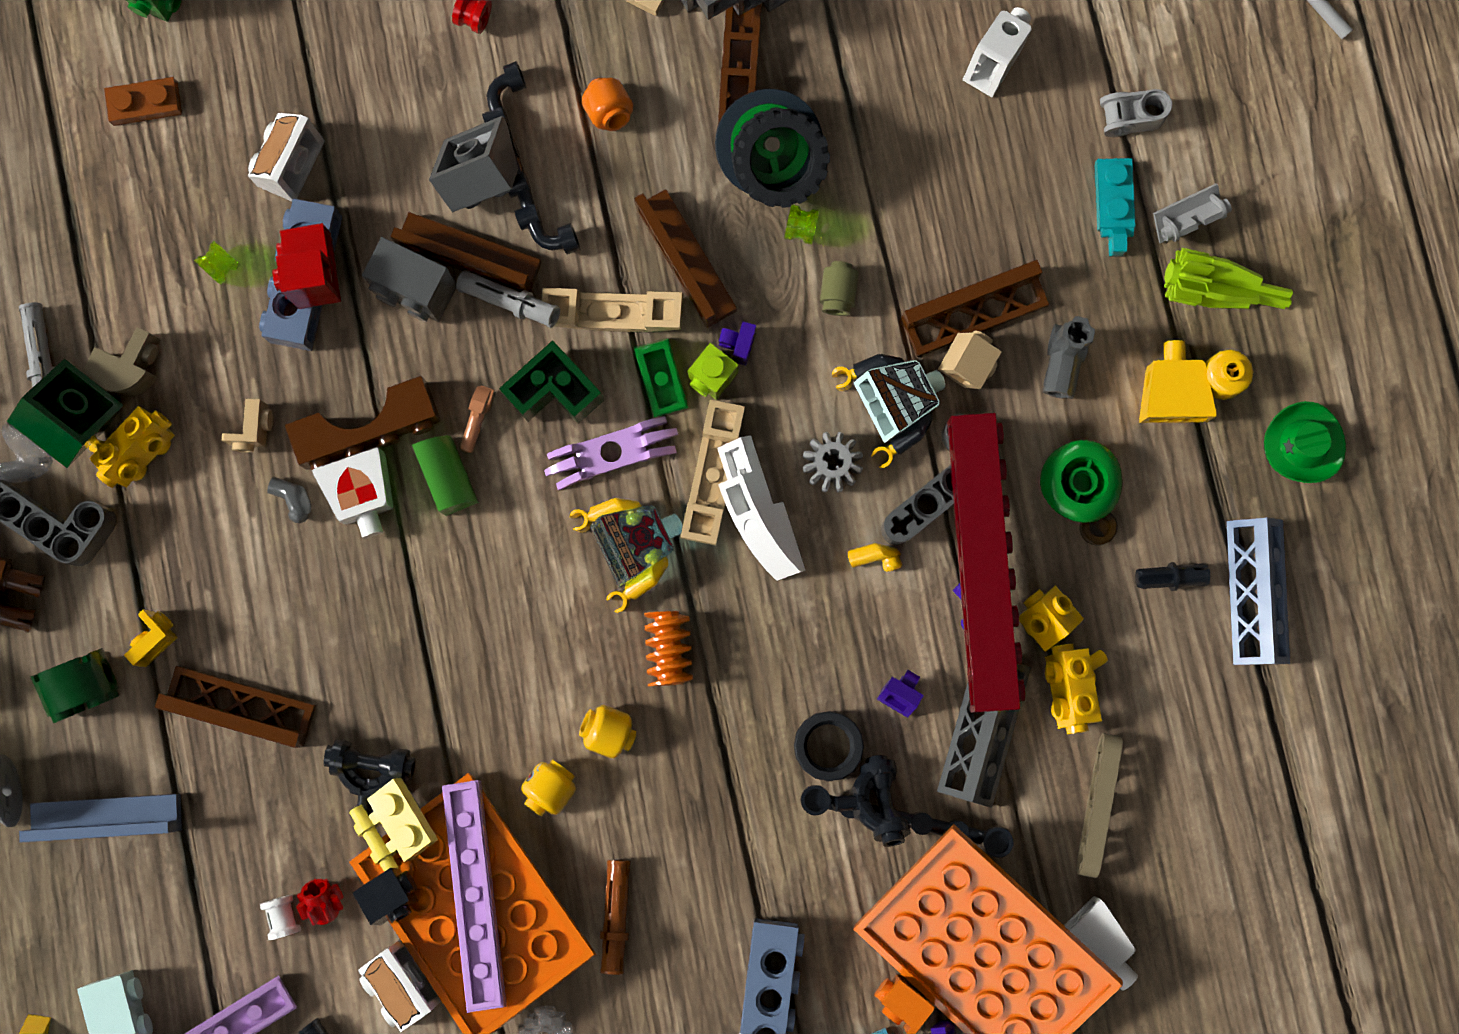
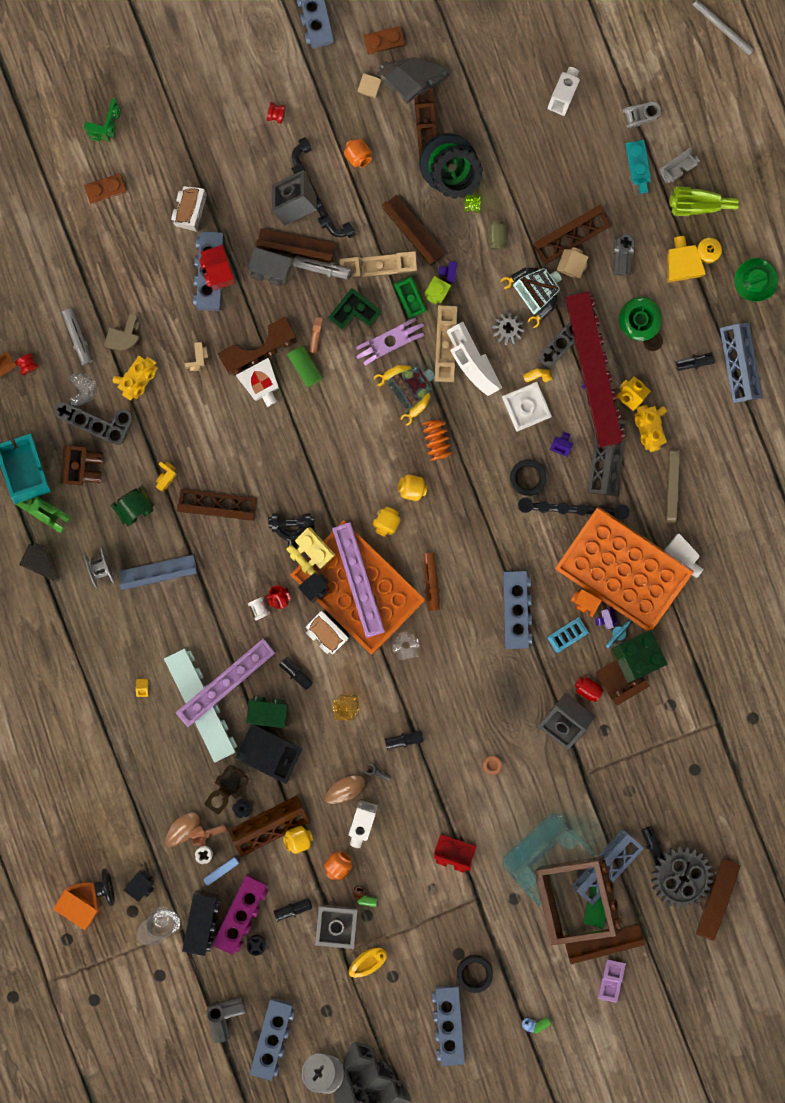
camera: 15 degrees left, 5 degrees up
(64, 413) = (103, 365): dark green brick -> none
(217, 262) = (163, 271): clear neon green wheel -> none
(295, 497) = (227, 391): dark grey arm -> none
(845, 612) = (526, 406): none -> white tile
(887, 824) = (564, 512): black piece -> none

